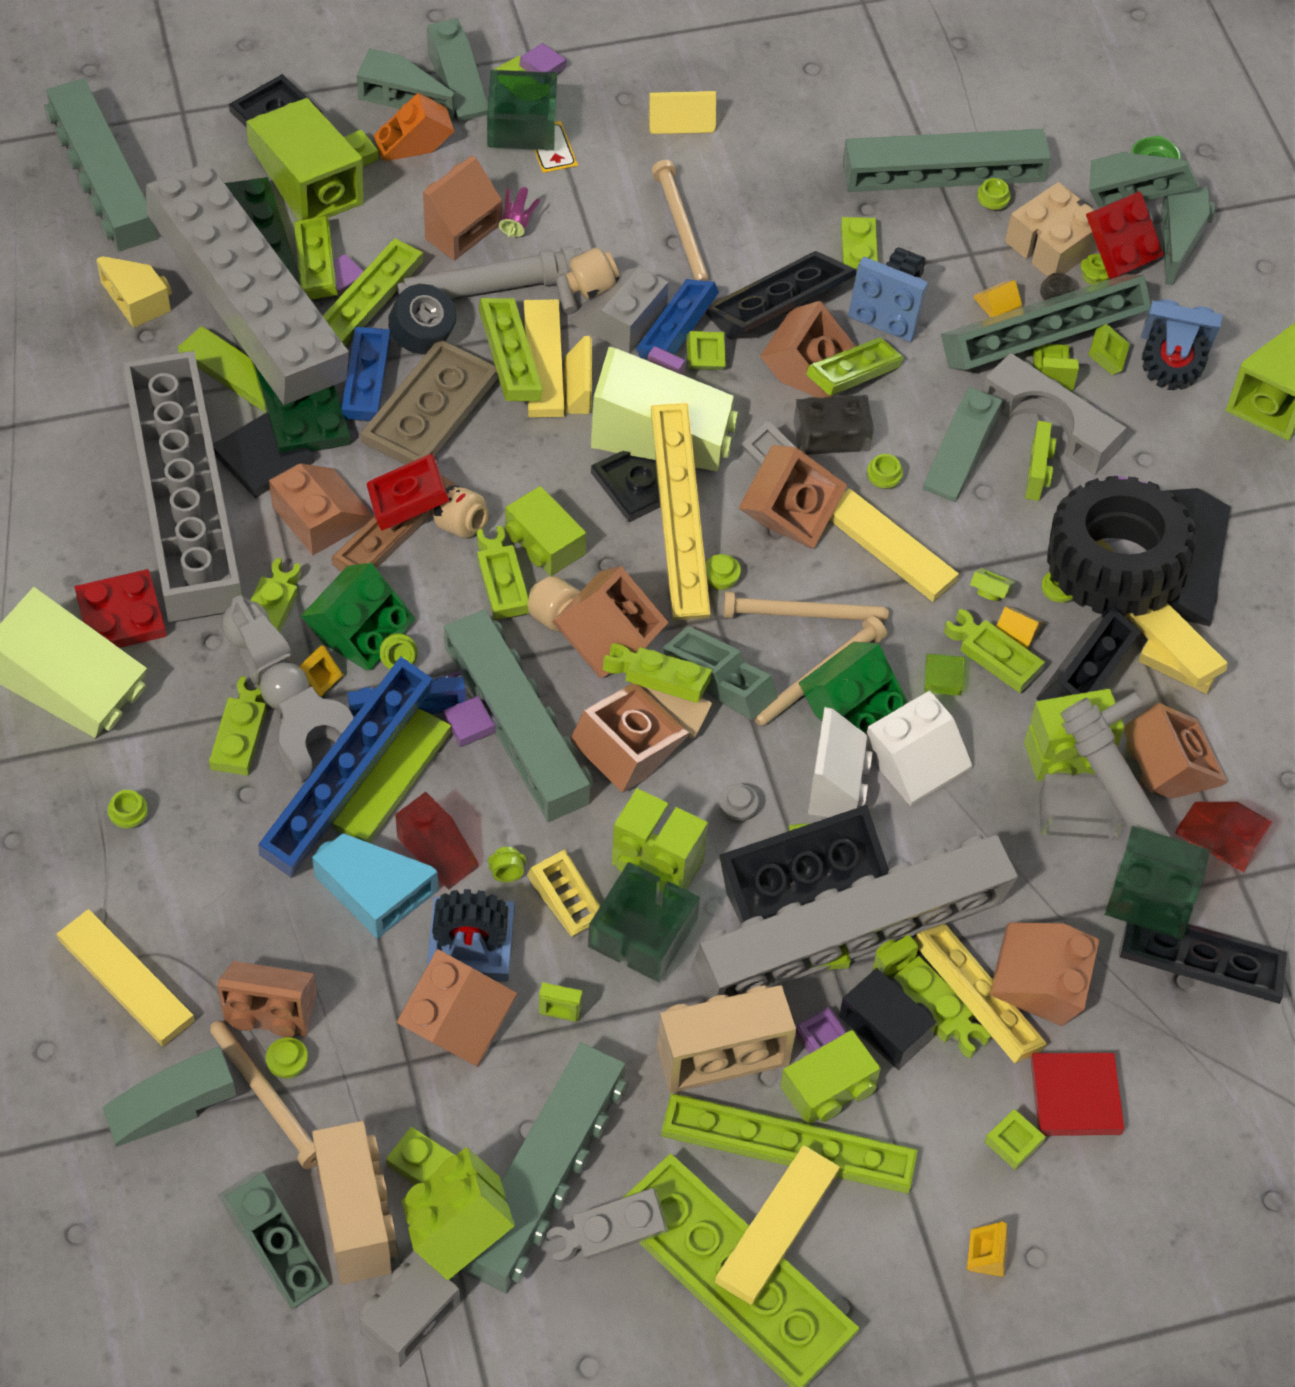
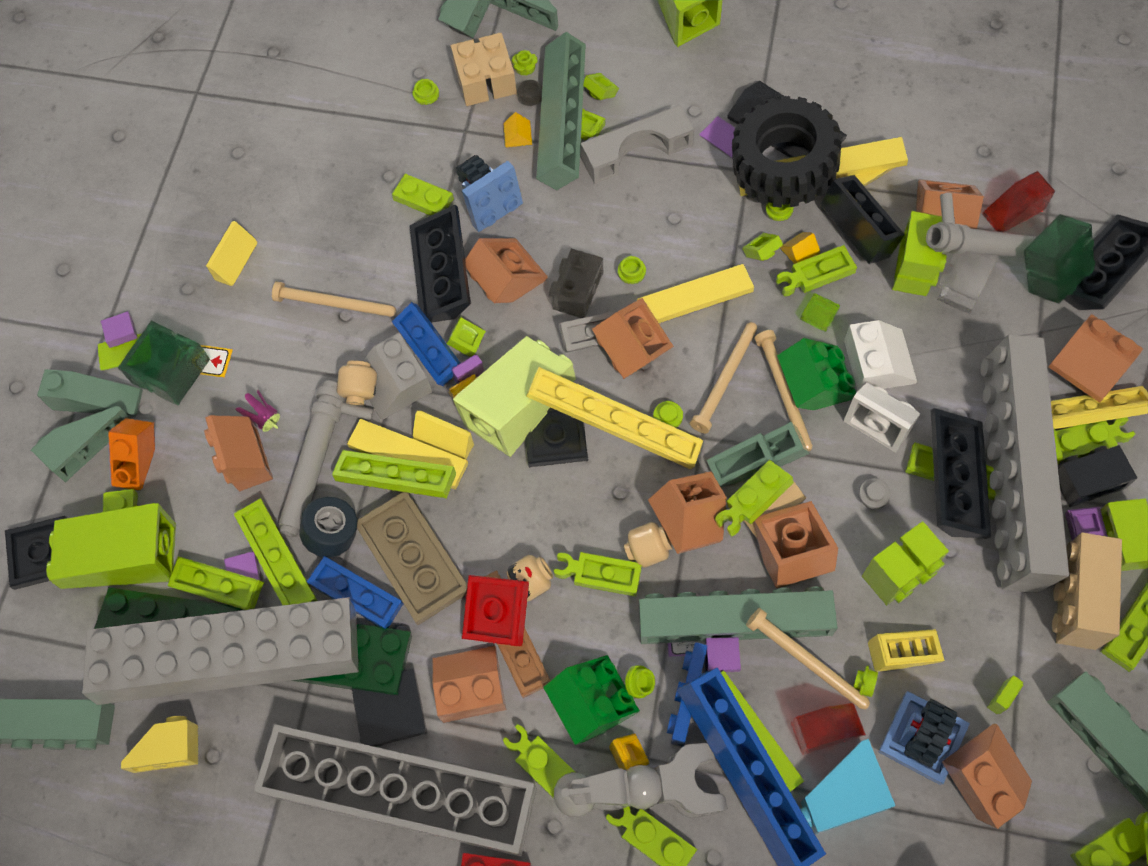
camera: 55 degrees left, 10 degrees up
(224, 364) = (280, 703): lime tile -> none
(513, 719) = (759, 621): none -> tan bar
(544, 531) = (577, 523): lime brick -> none
(640, 929) = (966, 605): clear green piece -> none
(854, 366) = (535, 246): lime tile -> none
(945, 160) = (379, 107): sand green brick -> none
(963, 444) = (635, 209): sand green slope -> none
(1042, 449) = (673, 171): lime plate -> none
(1061, 370) = (606, 122): lime tile -> none
(1124, 234) = (515, 29): red plate -> none
(1178, 342) = (622, 44): plate -> none

